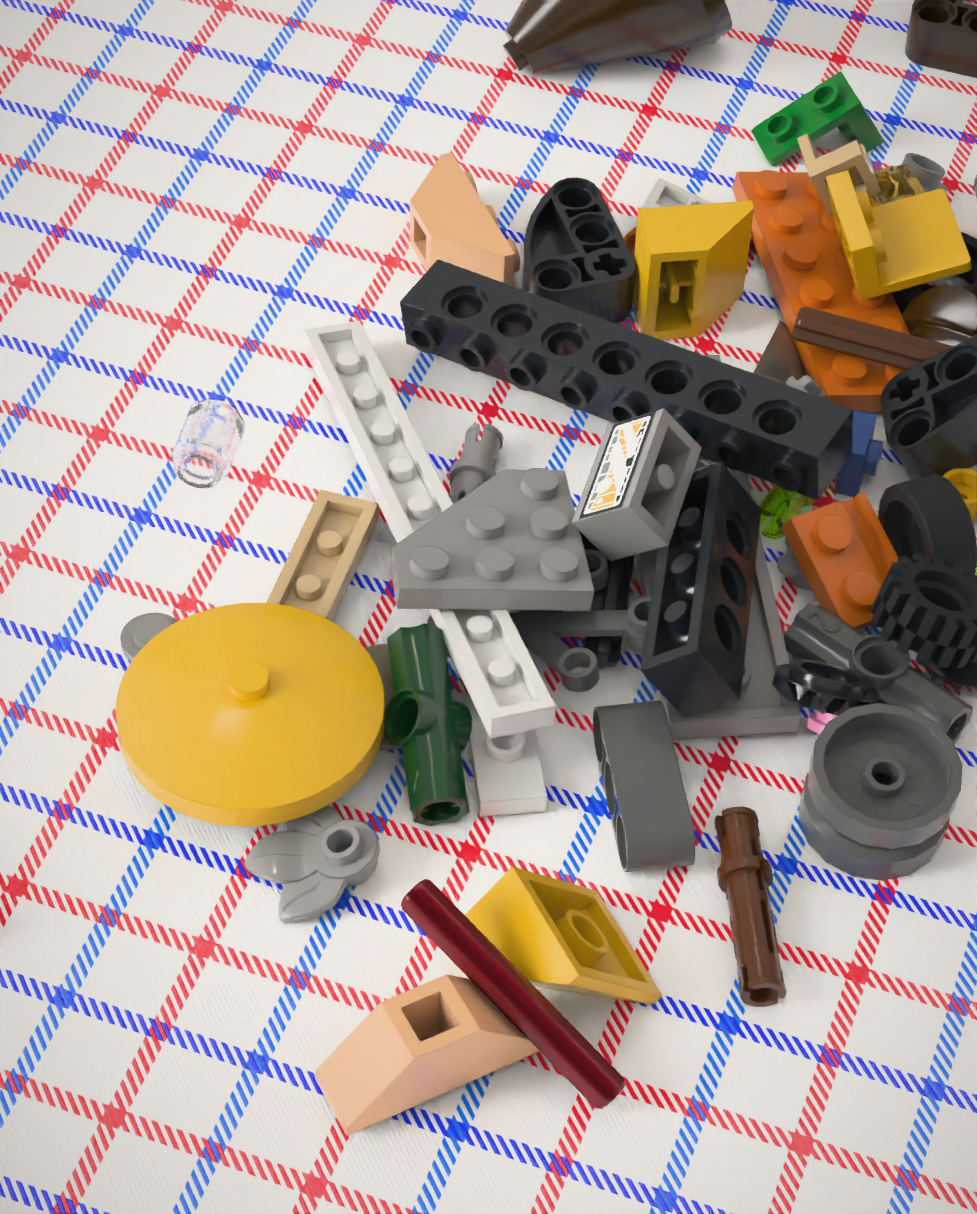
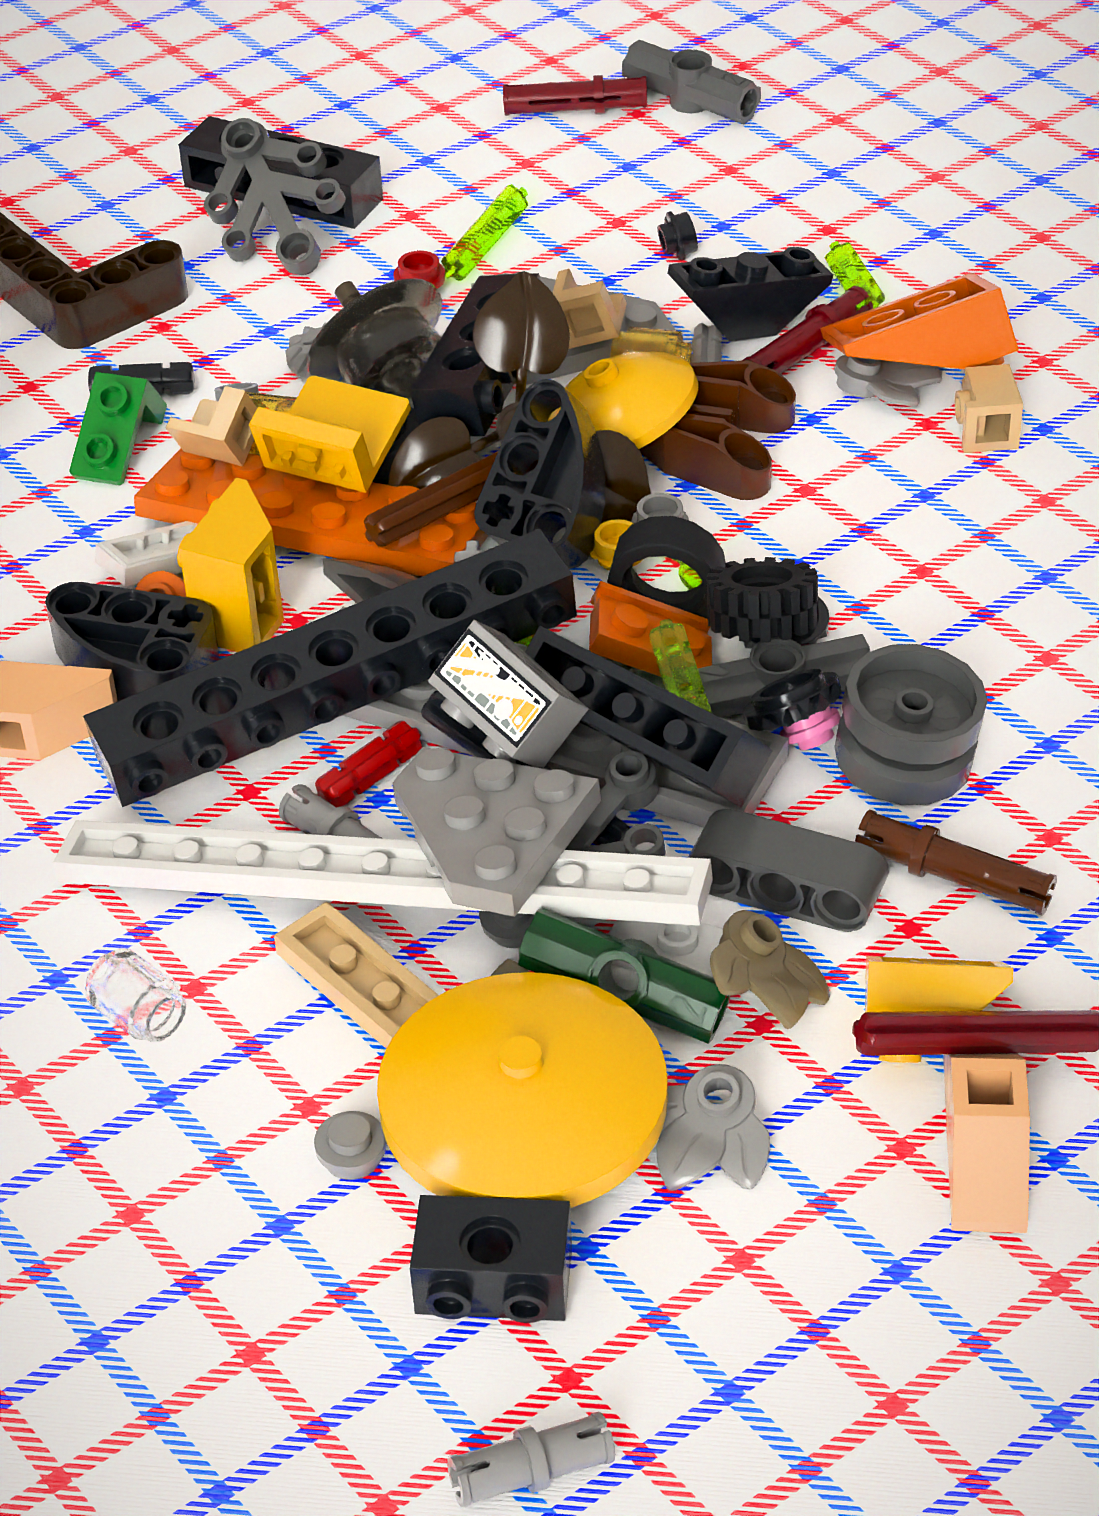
camera: 55 degrees left, 5 degrees down
(82, 776) = (491, 1258): none -> black brick
(497, 821) = (759, 960): none -> dark tan plate
(523, 455) = (369, 764): none -> red axle
(796, 598) = (678, 663): none -> clear neon green axle
(898, 111) = (178, 377): none -> black axle

